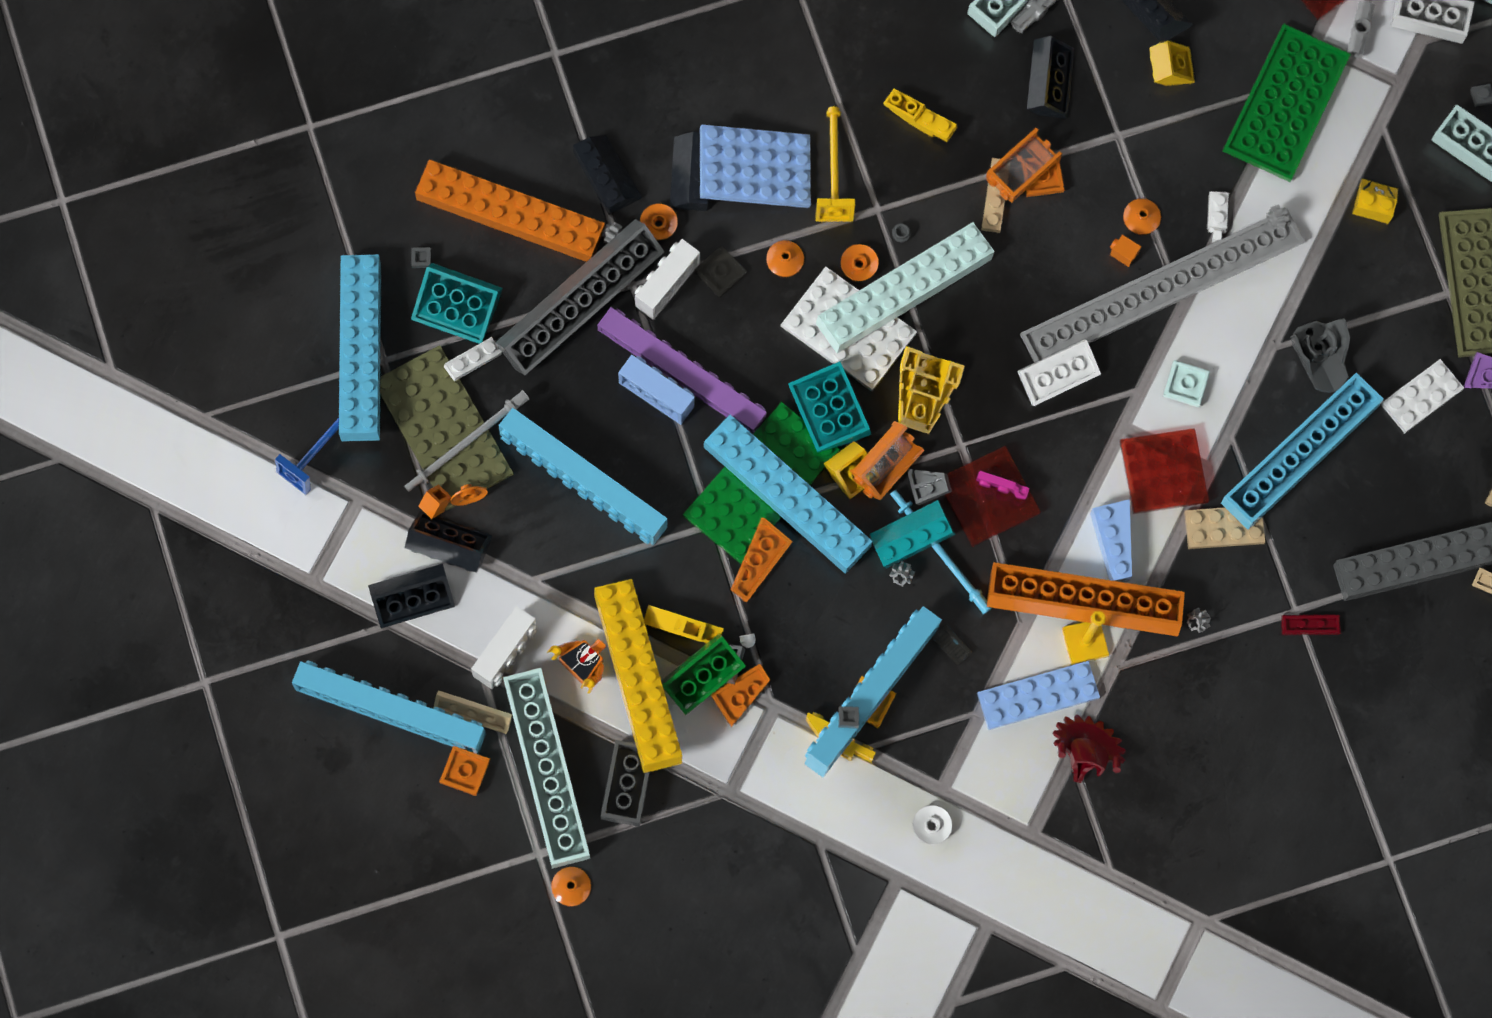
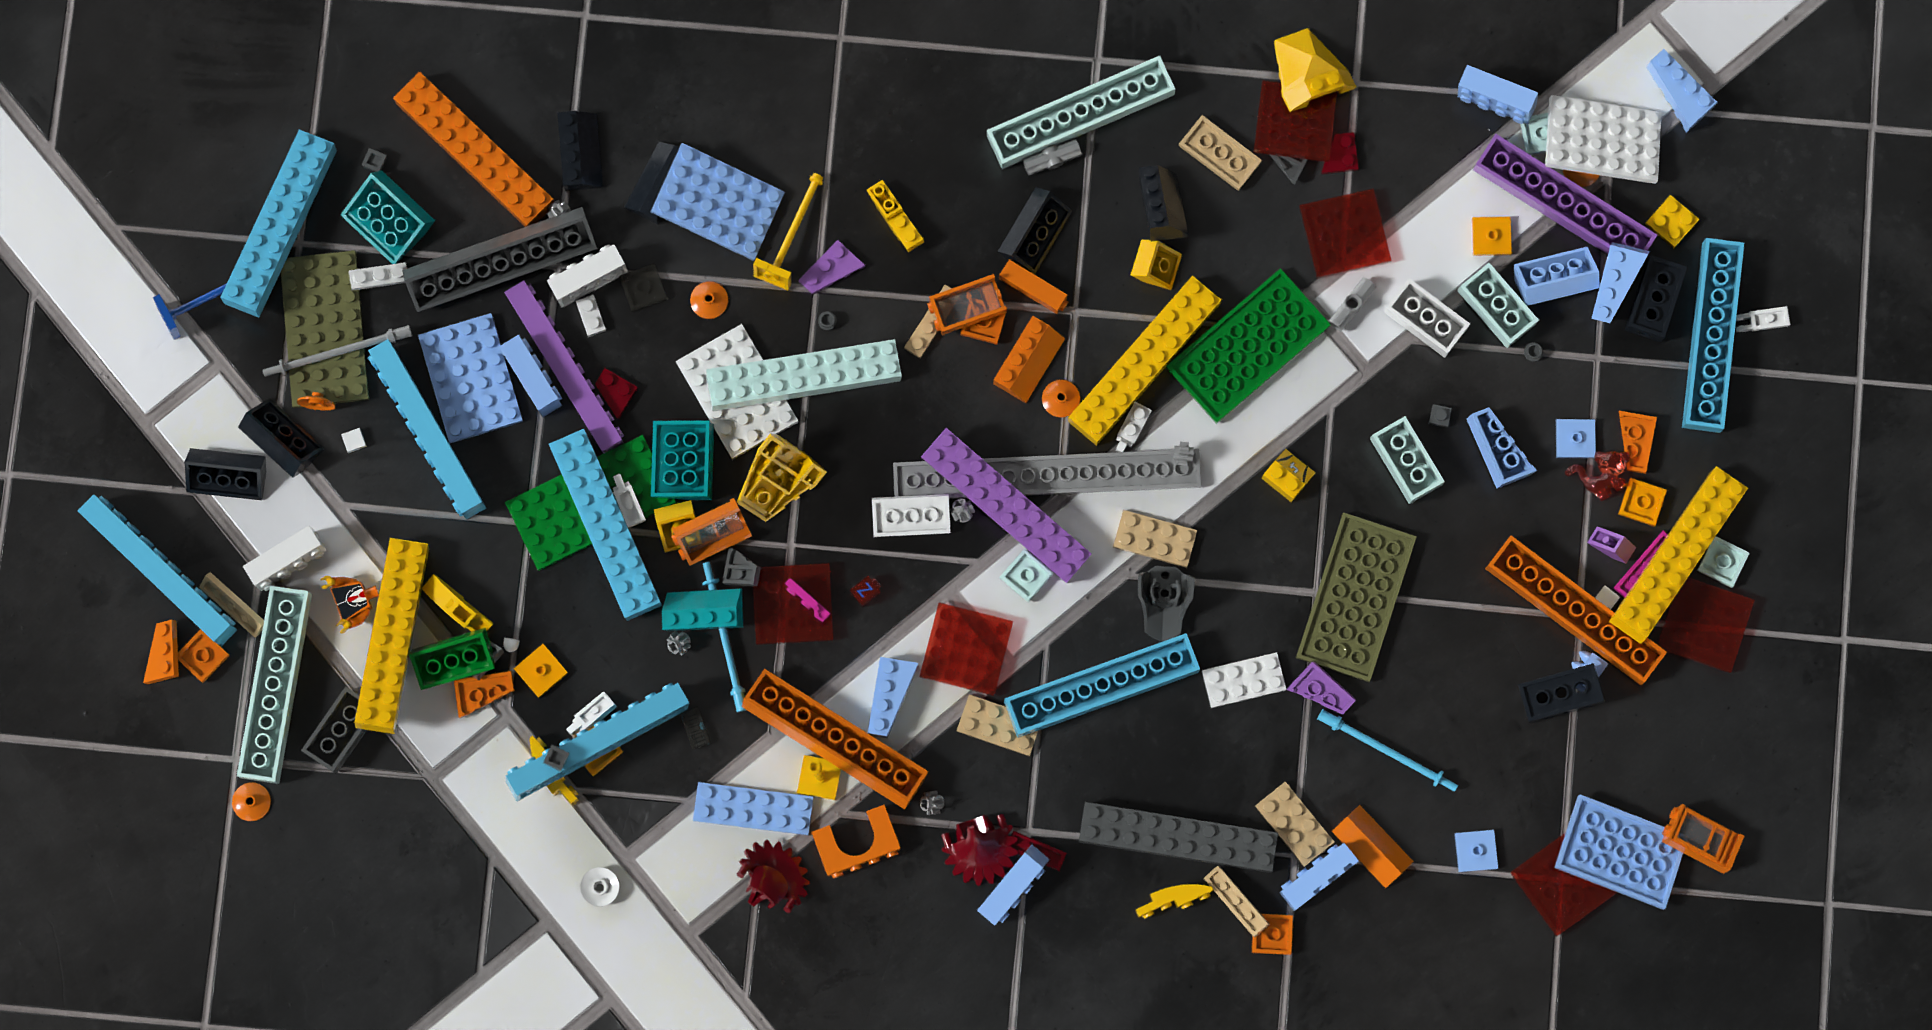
camera: 30 degrees right, 5 degrees up
(428, 784) = (163, 653): none -> orange wing
(435, 501) = (283, 395): orange brick -> none
(516, 516) = (353, 440): none -> white tile
(599, 415) = (470, 378): none -> light blue plate
(663, 214) = (604, 208): orange dish -> none
(684, 315) = (590, 315): none -> white plate
(738, 373) = (615, 391): none -> dark red wing
(761, 557) = (560, 570): orange wing -> none
(786, 652) = (541, 670): none -> light orange plate
(798, 464) = (628, 502): none -> white hinge
(852, 672) = (591, 714): none -> white hinge
(862, 254) = (772, 324): orange dish -> none
(883, 183) = (831, 267): none -> medium lavender wing
(1049, 456) = (866, 590): none -> clear red brick
(1073, 128) = (1033, 287): none -> orange brick
(1098, 193) = (1029, 359): none -> orange slope
(1103, 349) = (962, 510): none -> light grey gear
(1124, 250) = (1027, 424): orange brick -> none
(1141, 327) = (1006, 505): none -> medium lavender brick
(1172, 675) = (884, 844): none -> orange arch
(1202, 152) = (1144, 360): none -> yellow brick
(1260, 644) = (980, 849): none -> dark red piece
(1284, 304) = (1155, 538): none -> tan plate
(1308, 663) = (1013, 884): none -> light blue wedge
(1457, 609) = (1181, 895): none -> yellow slope

